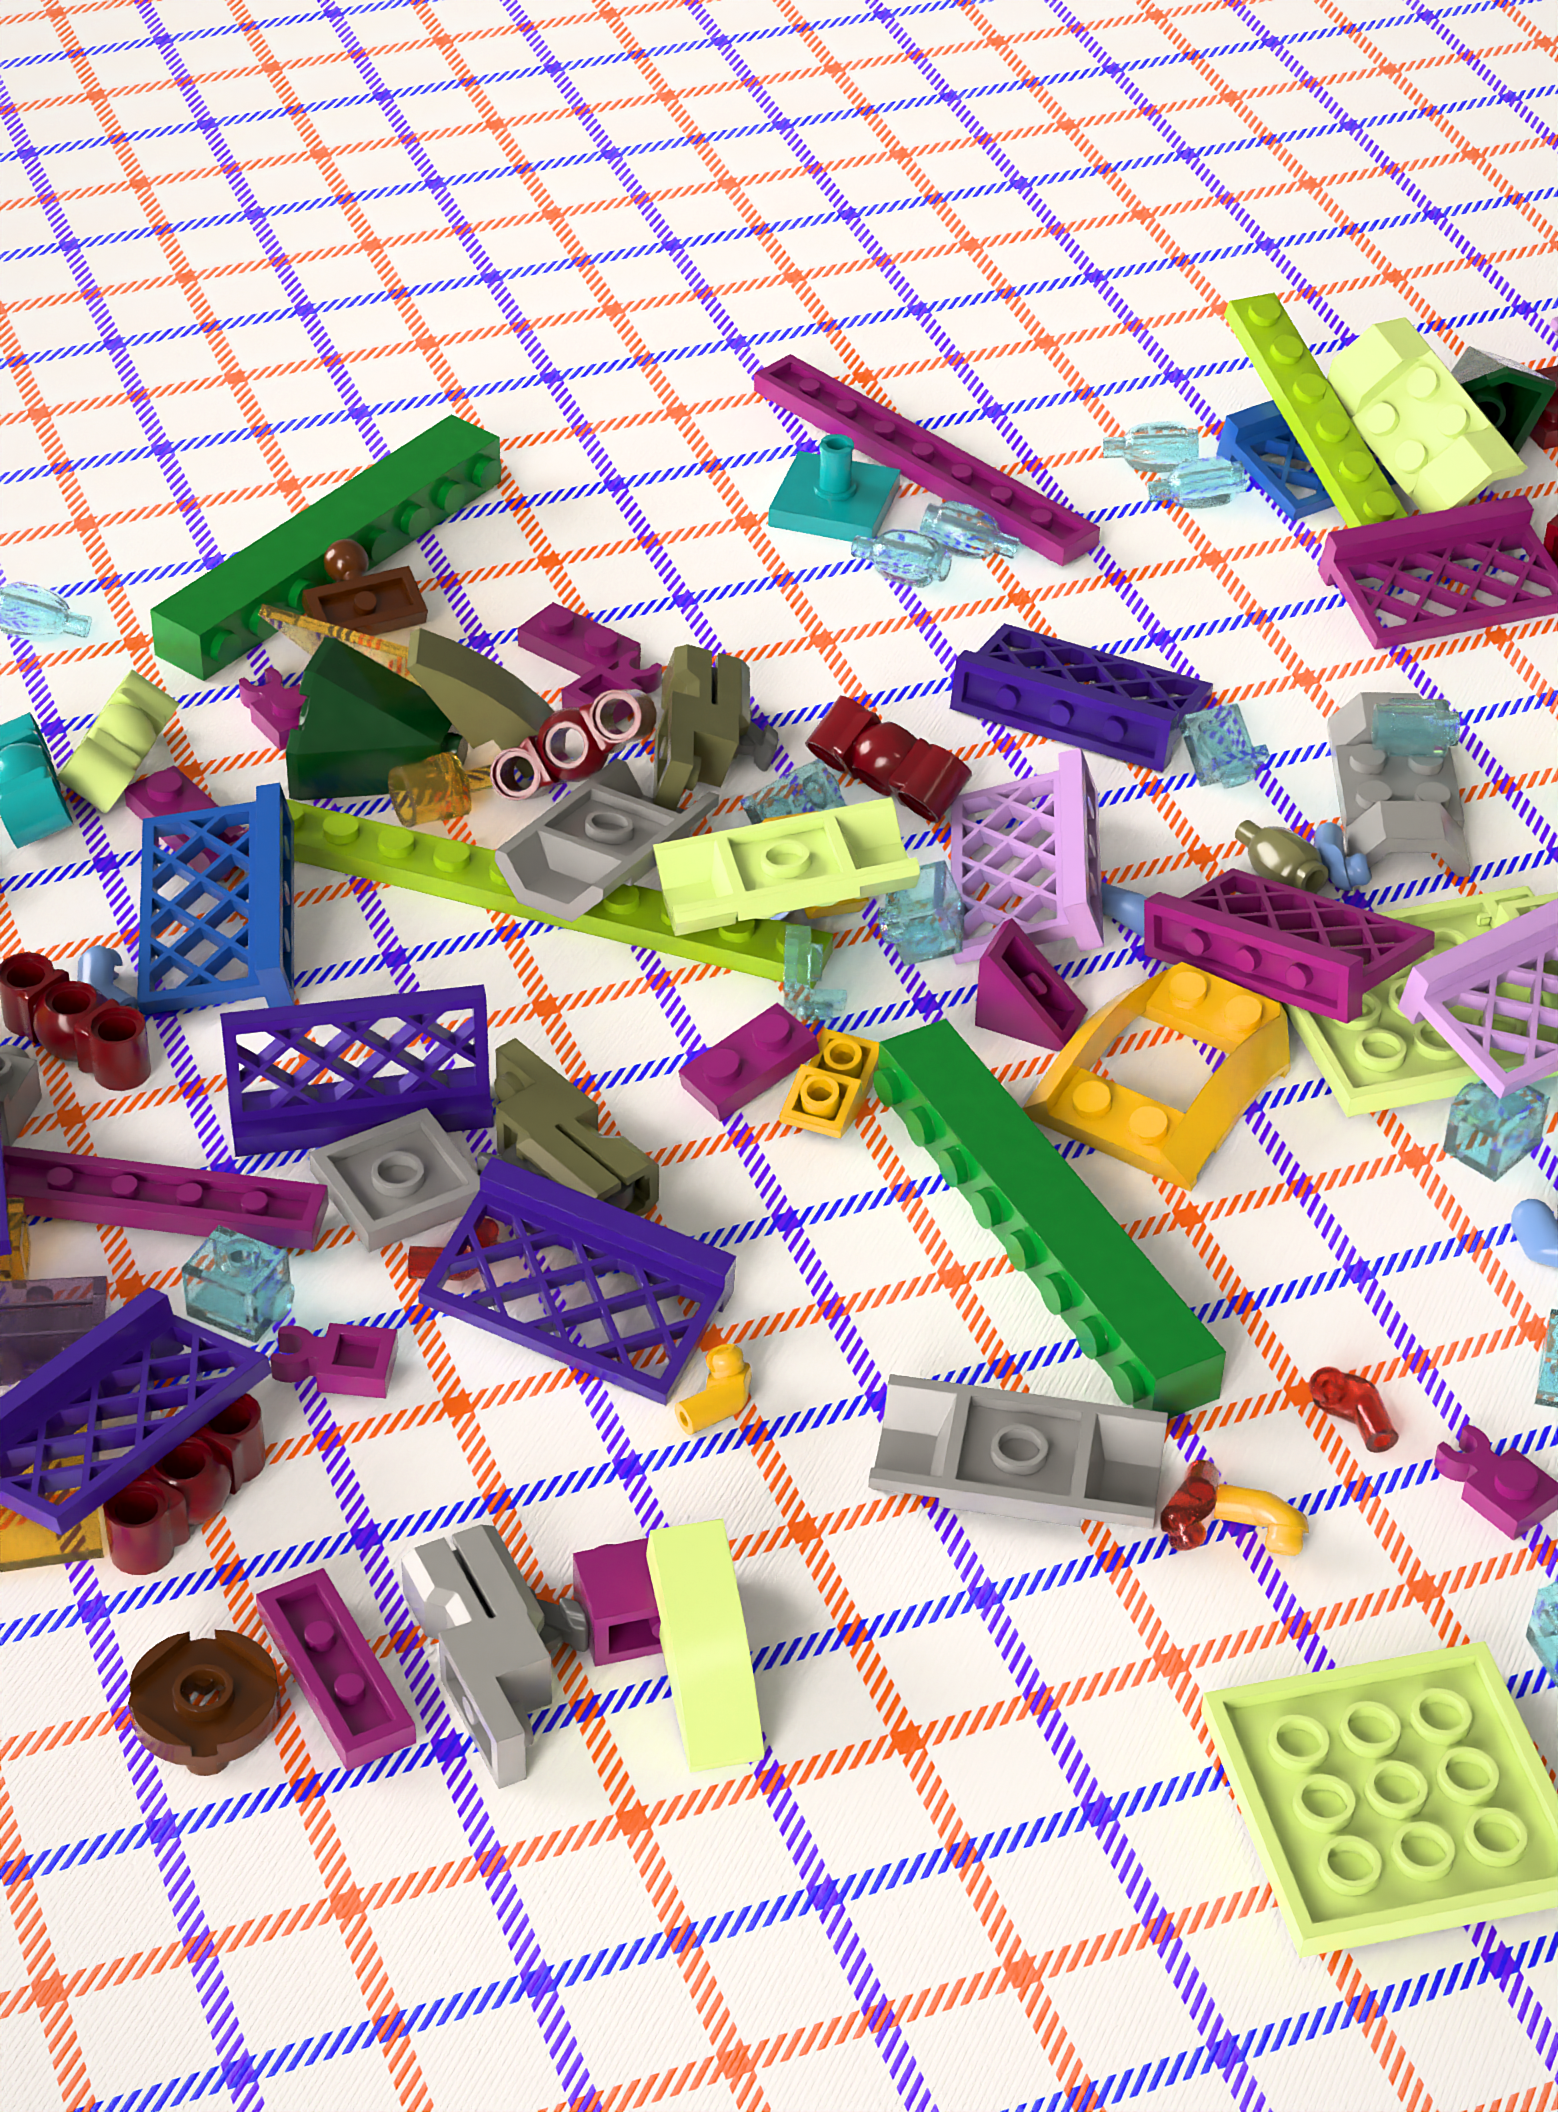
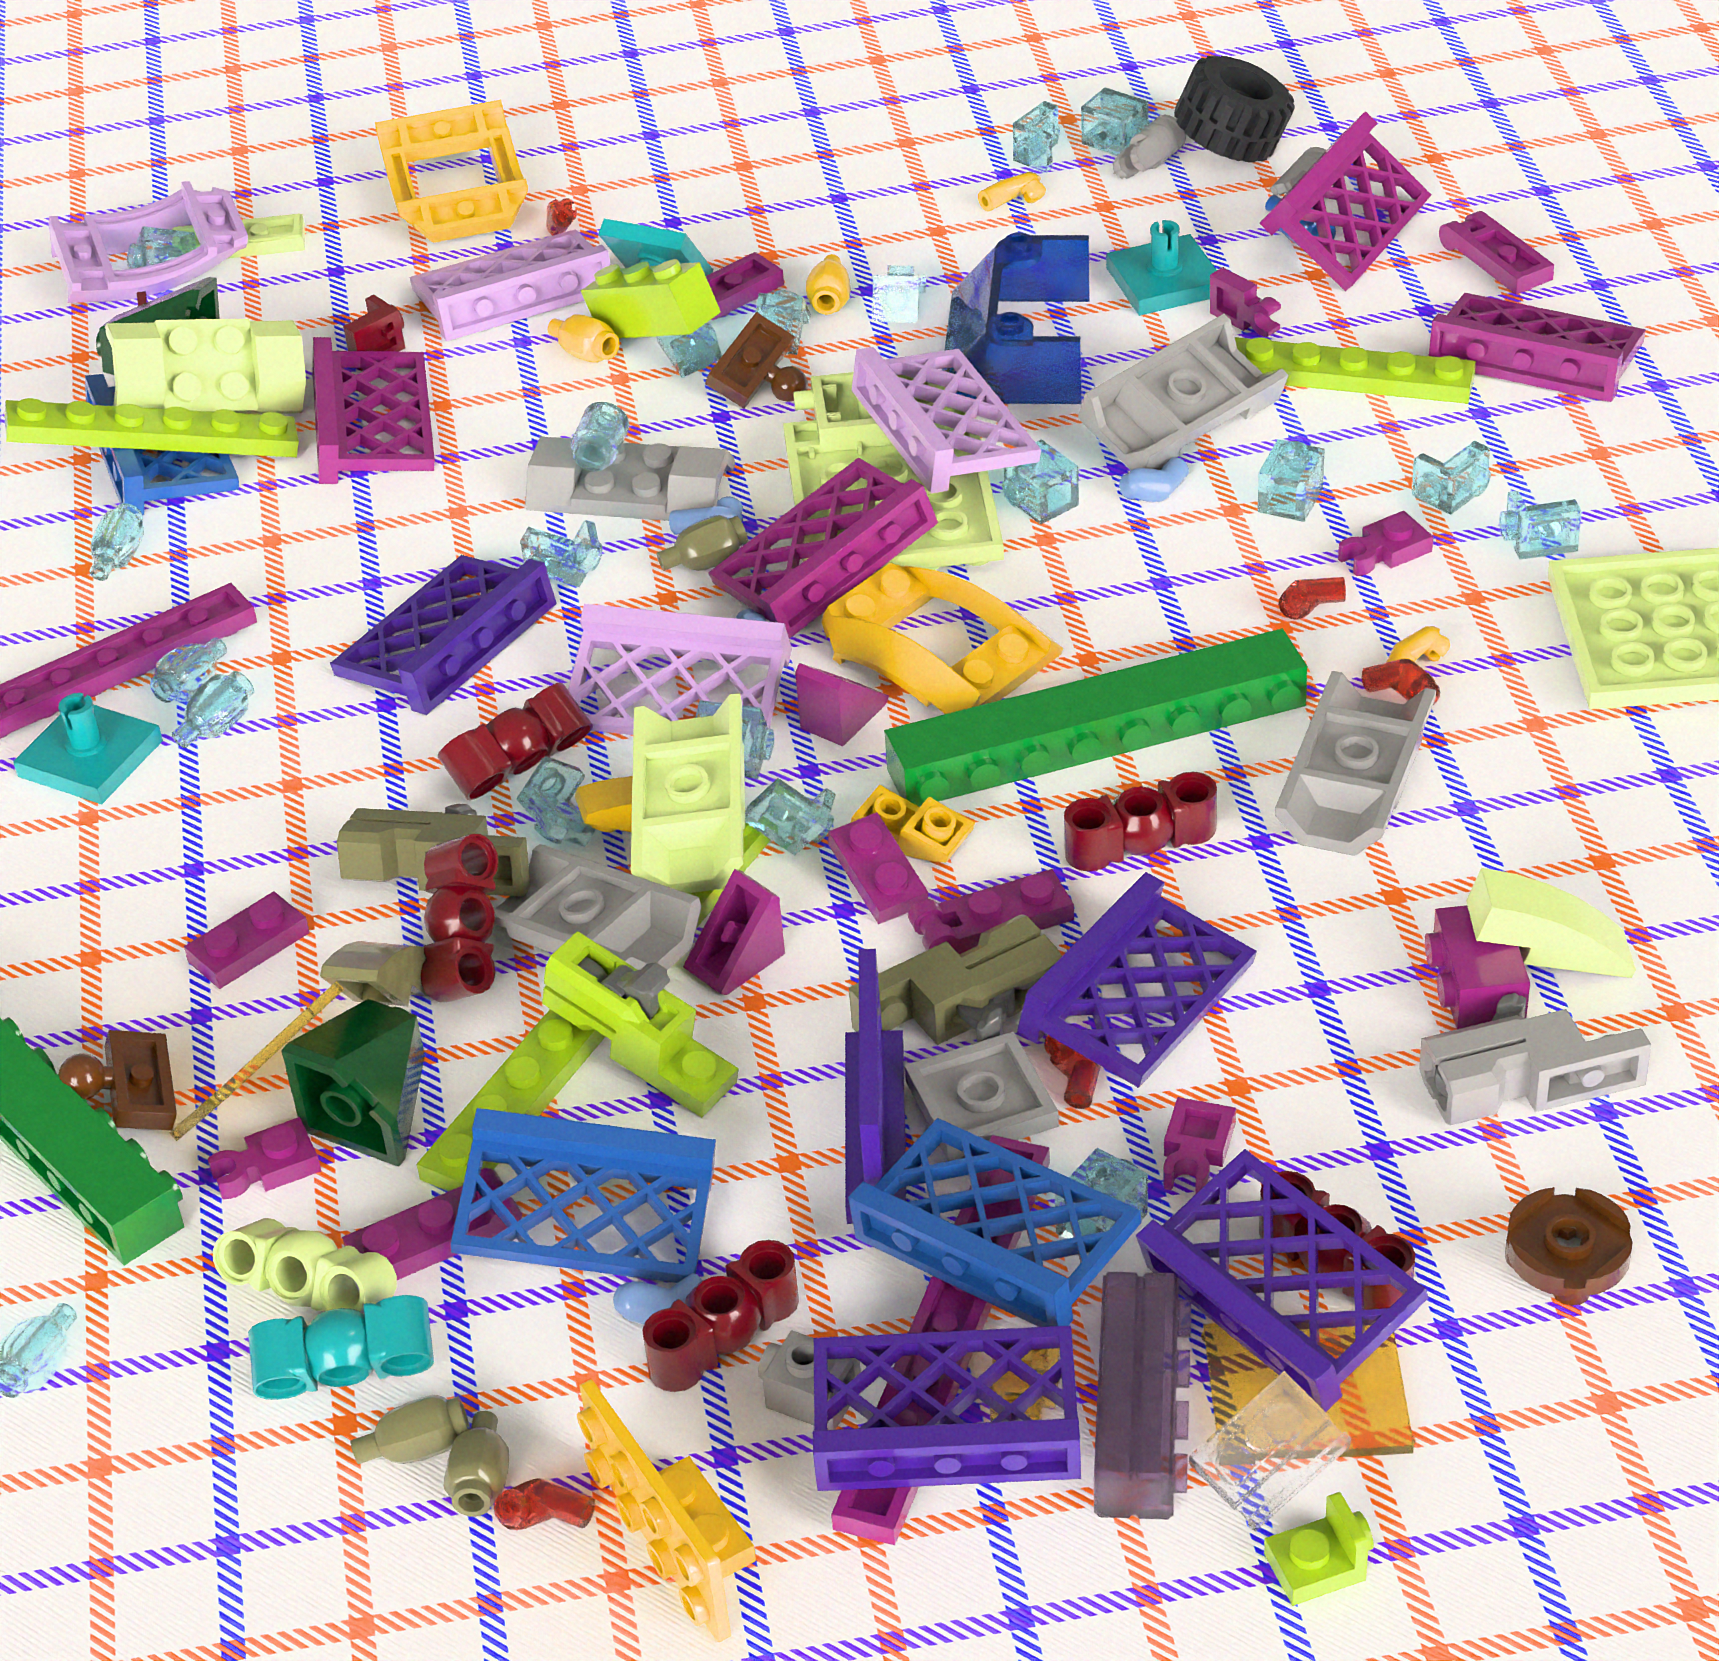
camera: 75 degrees left, 0 degrees up
(125, 1155) = (965, 1252): none -> blue fence
(336, 1669) = (1541, 1159): magenta plate -> none
(435, 789) = (454, 1042): clear yellow piece -> none
(441, 893) = (642, 1019): none -> lime plate
(603, 679) = (340, 917): magenta plate -> none
(617, 968) = (739, 935): none -> magenta slope
(698, 1168) = (1037, 896): none -> magenta plate
(724, 1394) = (1255, 918): yellow arm -> none
(863, 1268) = (1140, 821): none -> dark red piece
(1200, 483) = (179, 523): clear light blue plant -> none

